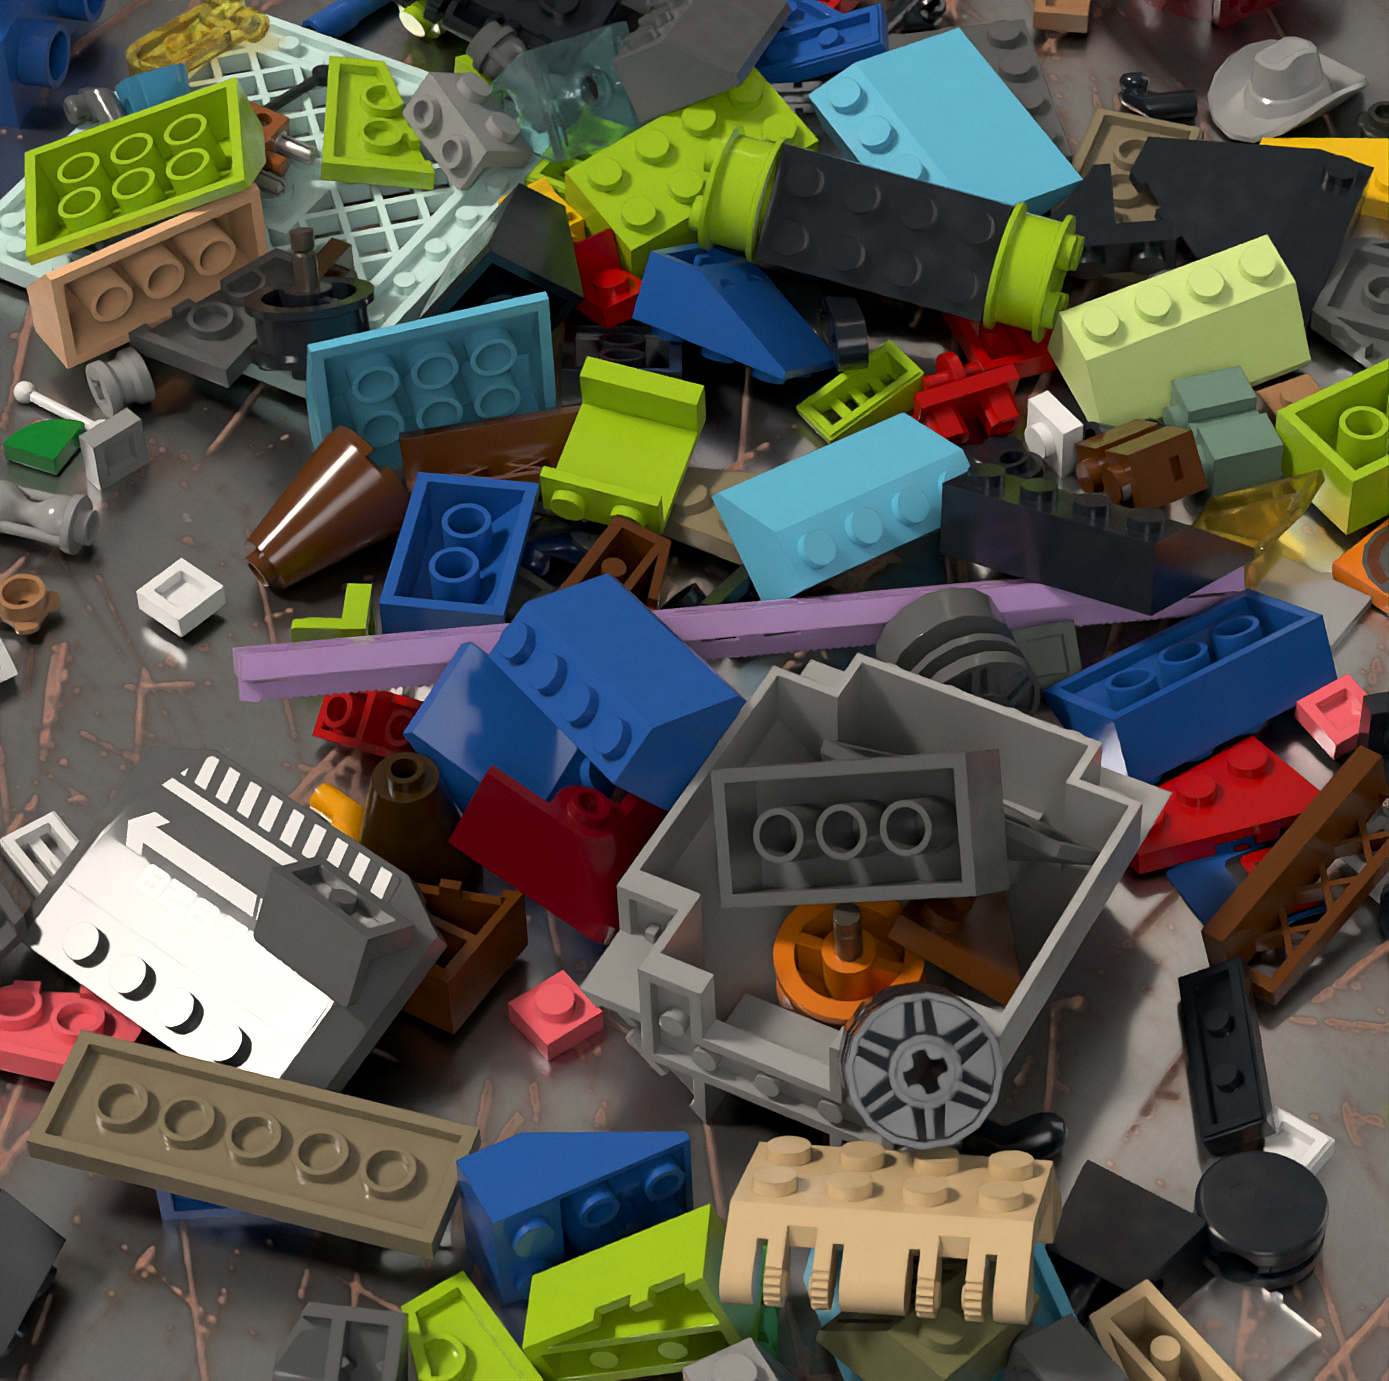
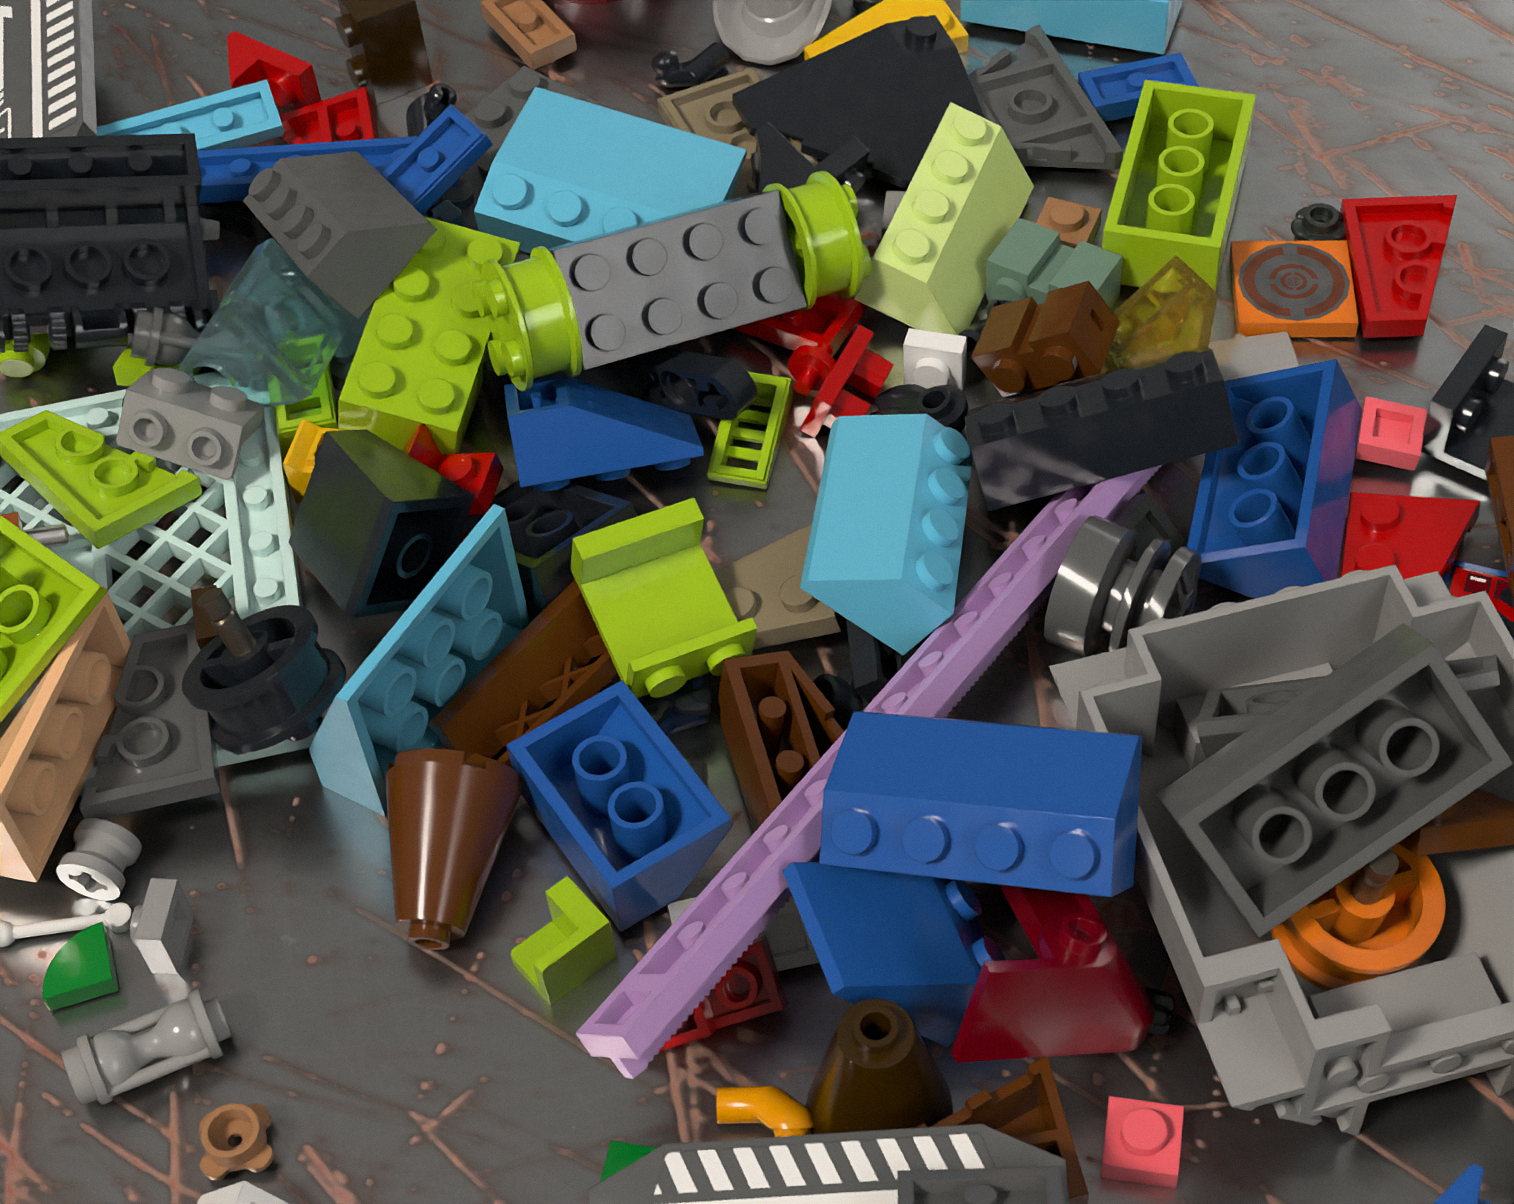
camera: 40 degrees left, 5 degrees up
(181, 597) = (383, 1018): white plate -> none

